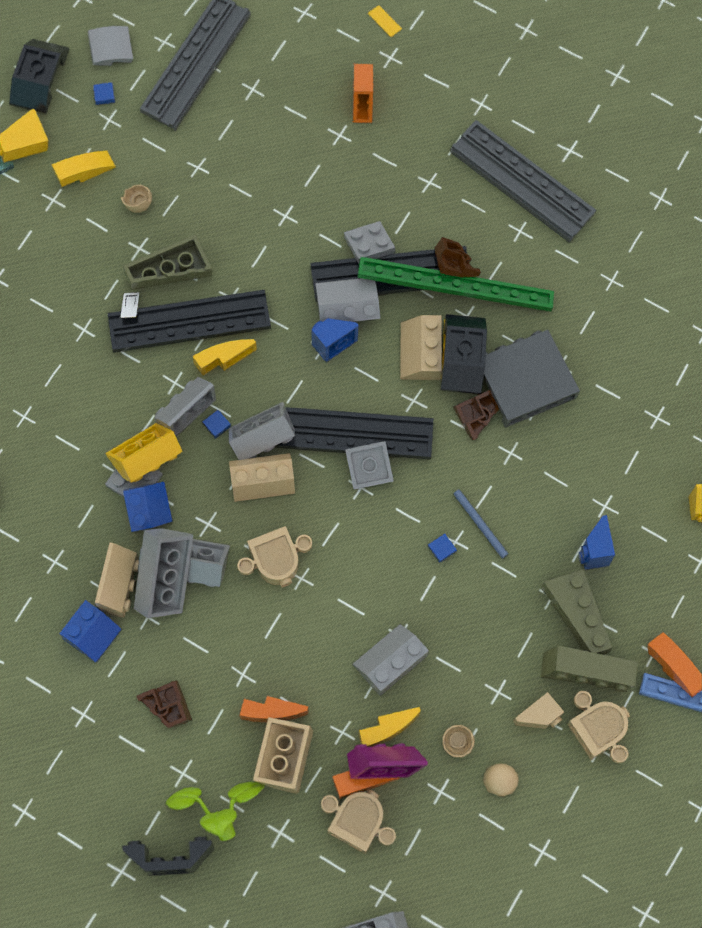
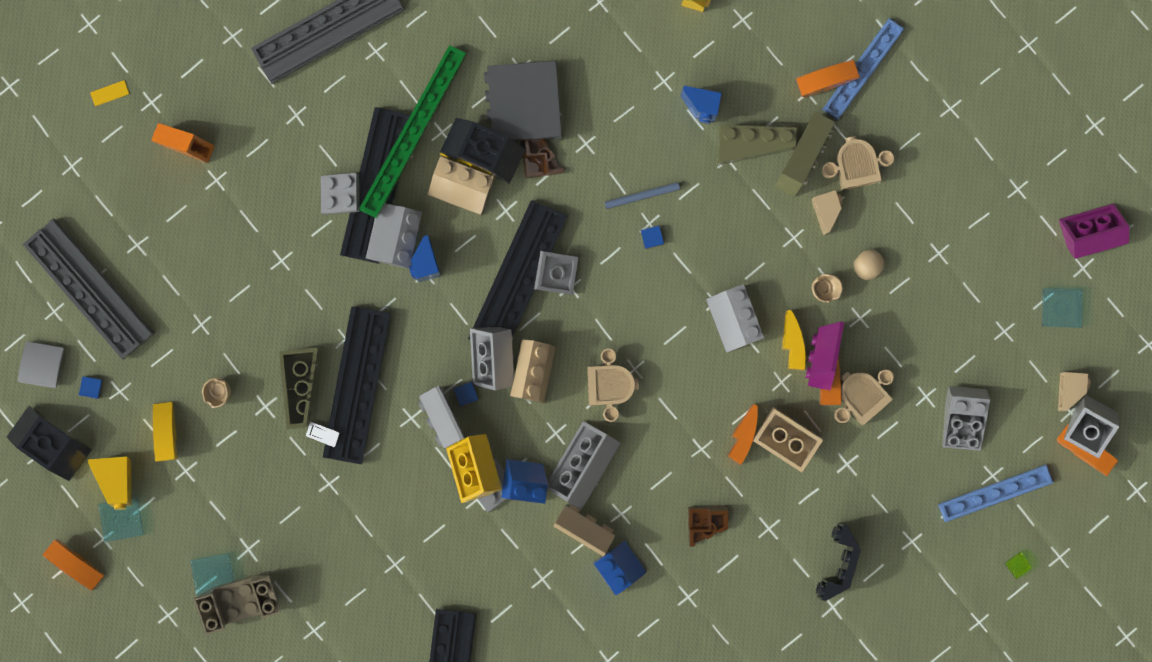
camera: 75 degrees left, 15 degrees up
(163, 572) = (595, 488): light grey slope -> none
(222, 821) = (831, 511): lime plant -> none
(223, 354) = (403, 365): yellow slope -> none
(453, 259) = (389, 124): reddish brown slope -> none

